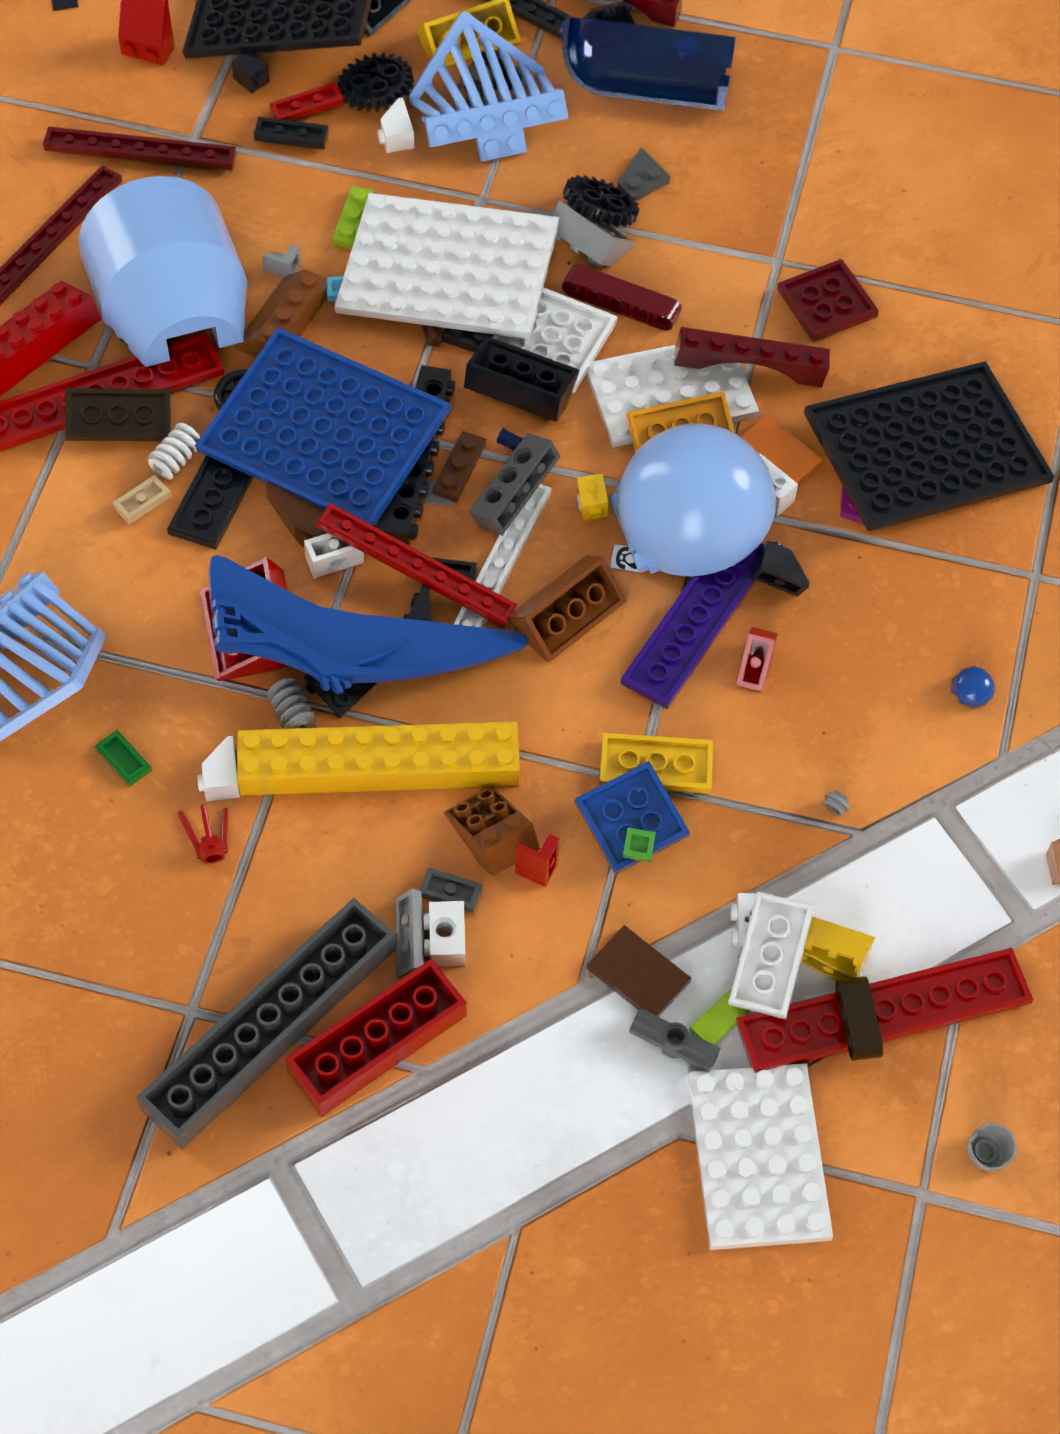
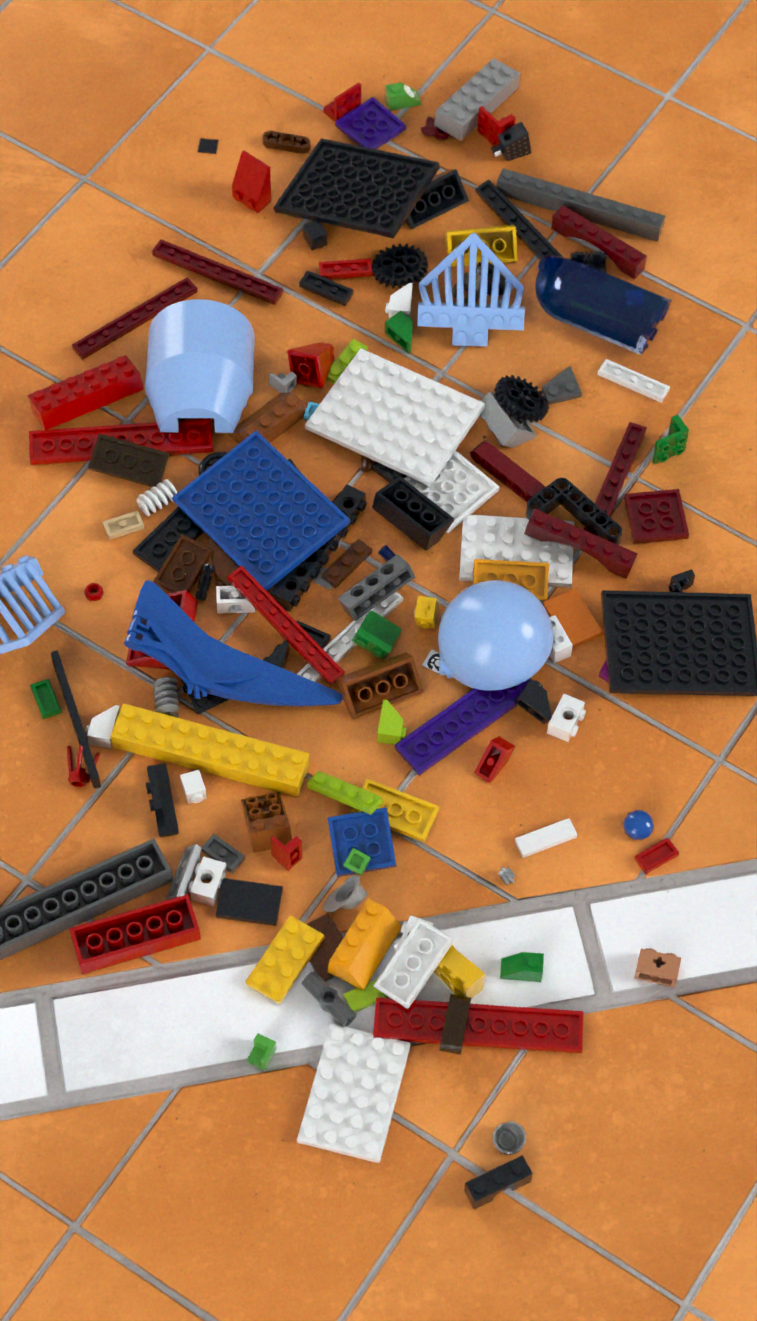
camera: 20 degrees right, 0 degrees up
(132, 592) = (93, 587): none -> red plate
(178, 772) = (81, 737): none -> black tile
(246, 525) = (183, 565): none -> reddish brown tile
(282, 541) = (204, 582): none -> black axle
(312, 228) = (311, 363): none -> red slope
(339, 845) = (162, 800): none -> black bracket
(375, 814) = (193, 787): none -> white brick
(410, 160) = (400, 330): none -> green slope
(512, 944) = (249, 901): none -> black tile
(539, 545) = (377, 635): none -> green bracket
(583, 759) = (344, 792): none -> lime plate
(593, 1006) = (285, 959): none -> yellow plate
(604, 654) = (390, 725): none -> lime slope
(613, 1141) = (262, 1051): none -> bright green panel
(639, 895) = (346, 896): none -> light grey piece
(693, 952) = (364, 945): none -> light orange slope
(726, 146) = (633, 380): none -> white tile
(730, 311) = (578, 505): none -> black beam
(757, 267) = (620, 468): none -> dark red plate
(811, 201) = (674, 443): none -> green bracket
(822, 566) = (563, 728): none -> white brick
(864, 739) = (545, 838): none -> white tile
(895, 369) = (681, 581): none -> black bracket
(909, 915) = (522, 967): none -> green slope
(1002, 1211) = (486, 1186): none -> black arch
(1012, 719) = (656, 855): none -> red tile

